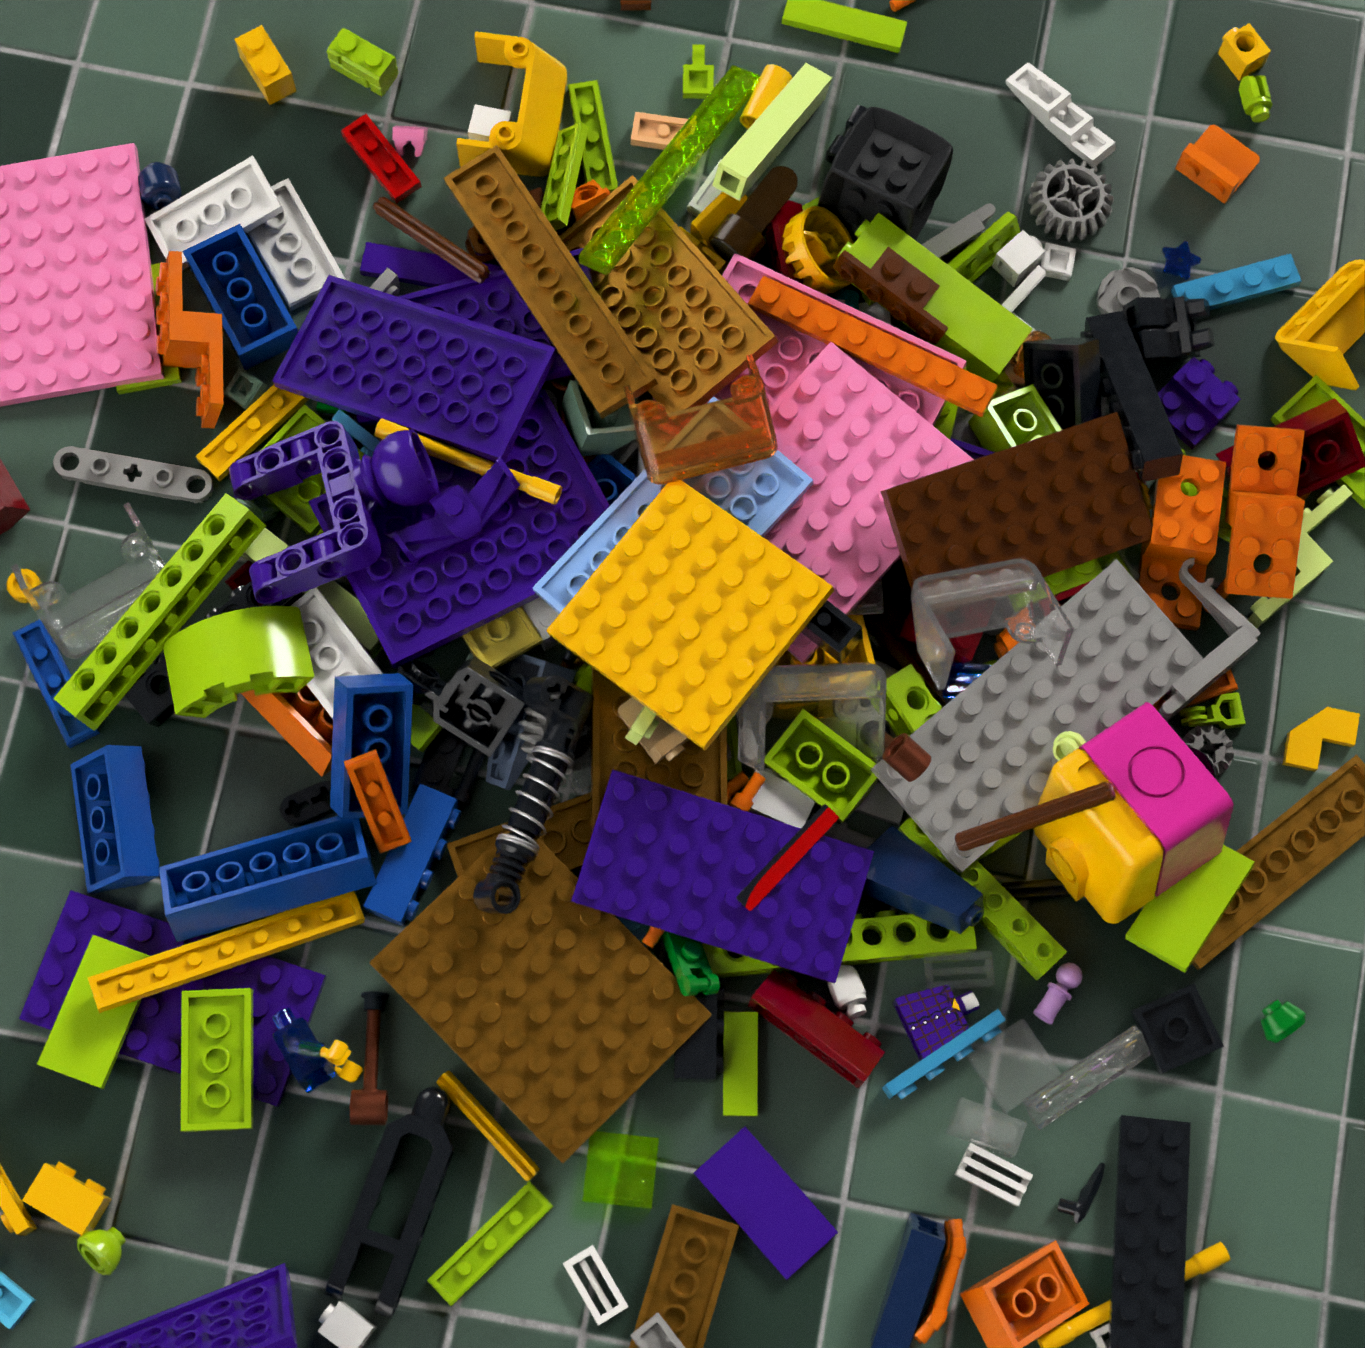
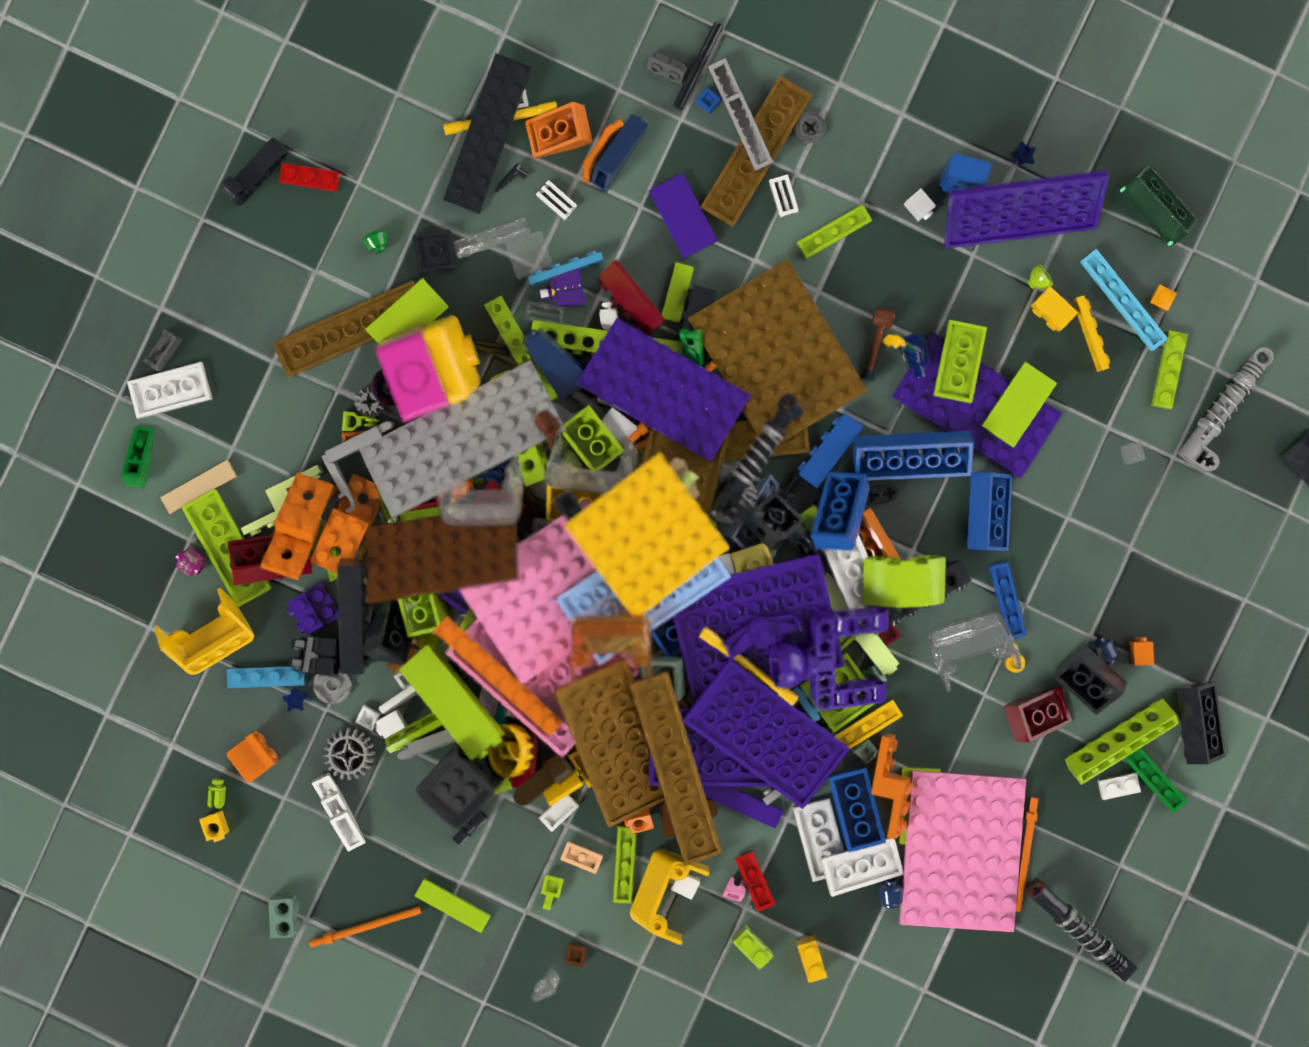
camera: 160 degrees left, 15 degrees up
(110, 471) = (953, 720): light grey piece -> none
(159, 612) = (953, 613): lime brick -> none
(224, 951) = (945, 419): yellow plate -> none
(377, 801) = (843, 478): orange tile -> none
(426, 1121) = (855, 301): black piece -> none
(431, 239) = (737, 817): reddish brown axle -> none
(488, 1126) = (821, 293): yellow axle -> none
(564, 174) = (649, 839): lime tile -> none
(620, 1170) = (755, 252): clear neon green plate -> none
(668, 171) = (586, 823): clear neon green plate -> none
(766, 90) = (514, 864): yellow pin -> none
(771, 132) = (518, 835): yellowish green brick -> none
(787, 857) = (625, 389): red sticker -> none
(897, 288) = (472, 710): reddish brown bracket -> none
(986, 1127) = (554, 224): clear brick -> none
(1035, 816) = (485, 372): reddish brown axle -> none
(1066, 743) = (452, 413): yellowish green plate -> none
(1068, 977) = (486, 294): lavender pin -> none
(1306, 739) = (312, 394): yellow tile -> none

